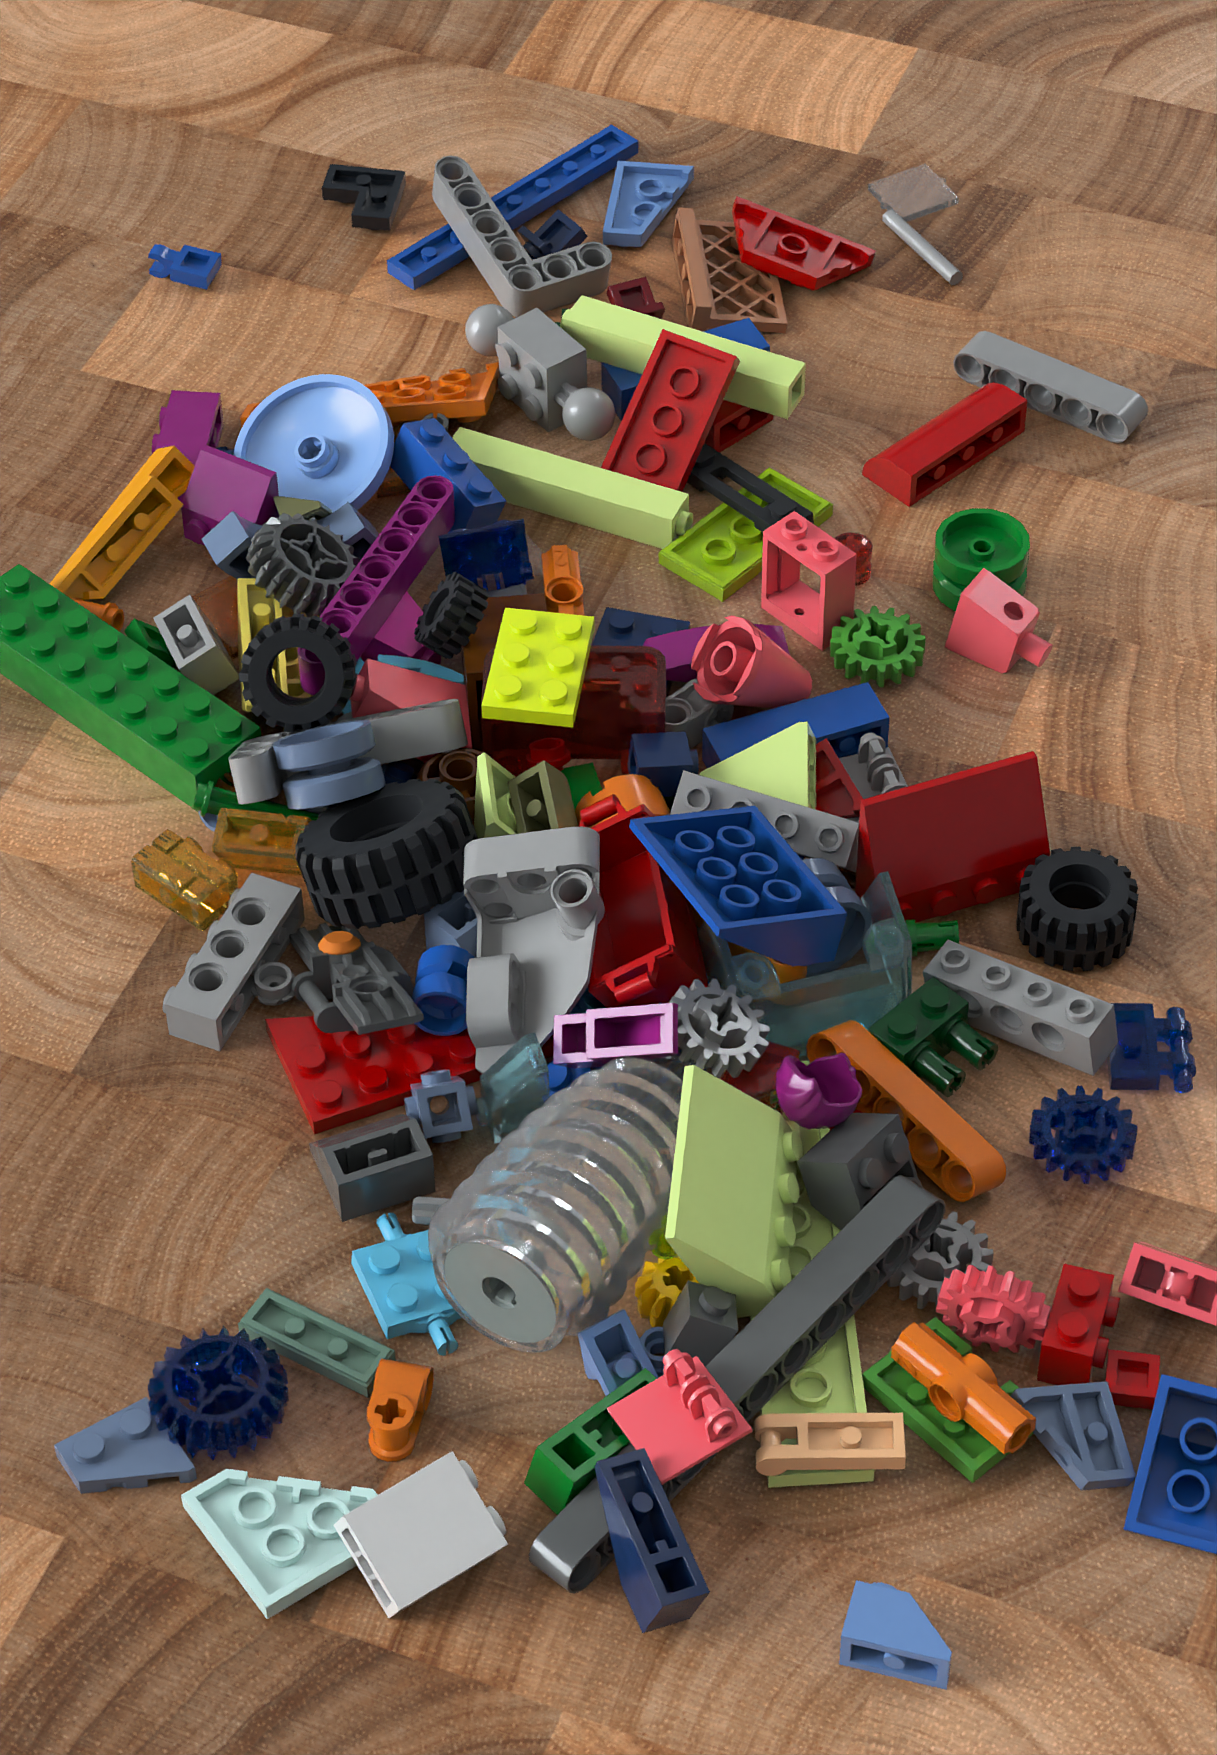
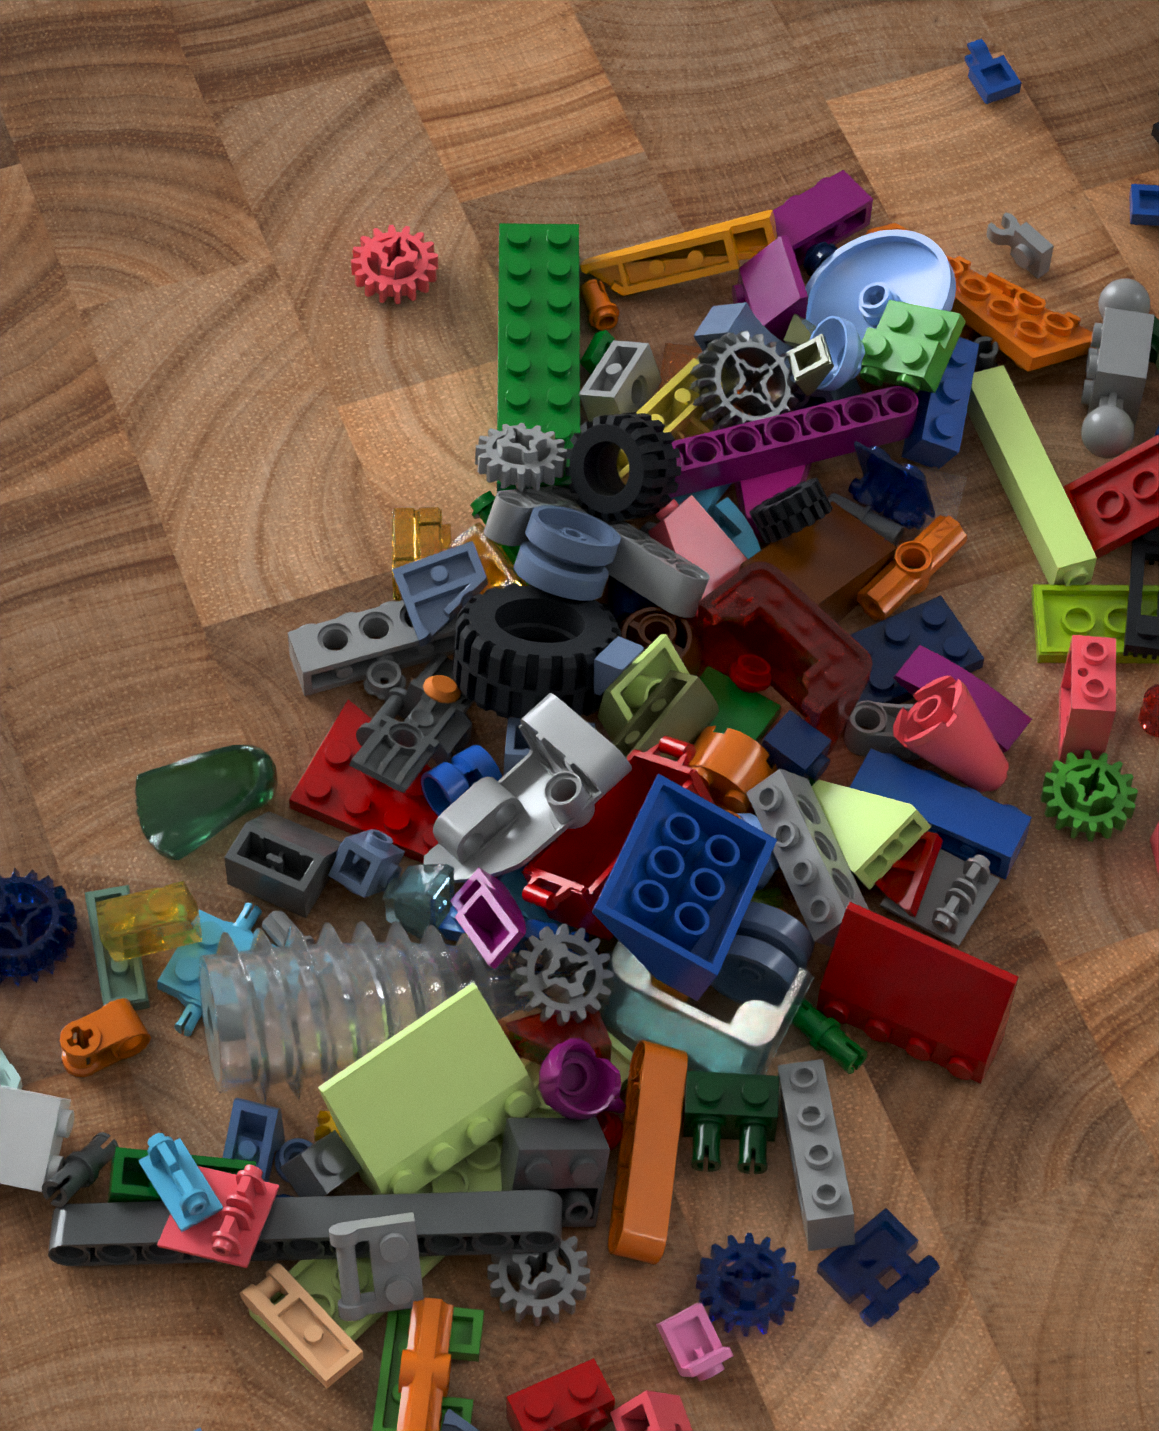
camera: 45 degrees right, 10 degrees up
(205, 730) = (521, 456): none -> light grey gear
(244, 1176) = (201, 796): none -> clear green hair
(252, 873) = (439, 588): none -> sand blue wing
(333, 496) = (844, 349): none -> light blue piece
(336, 1282) = (149, 921): none -> clear yellow brick
(340, 510) = (810, 363): none -> olive slope
(365, 349) = (1027, 245): none -> light grey plate
(392, 450) = (910, 346): none -> bright green plate
(480, 794) = (614, 662): none -> sand blue slope
(513, 1504) = (79, 1169): none -> dark grey pin
(538, 667) = (770, 603): neon yellow plate -> none
(623, 1421) = (179, 1181): none -> medium azure hinge
(648, 1543) = (113, 1270): dark blue slope -> none
(849, 1332) = (393, 1265): none -> light grey plate
(993, 1308) = (511, 1340): coral gear -> none
(1076, 935) = (967, 1090): black tyre -> none
(1101, 1204) = (694, 1343): none -> bright pink bracket

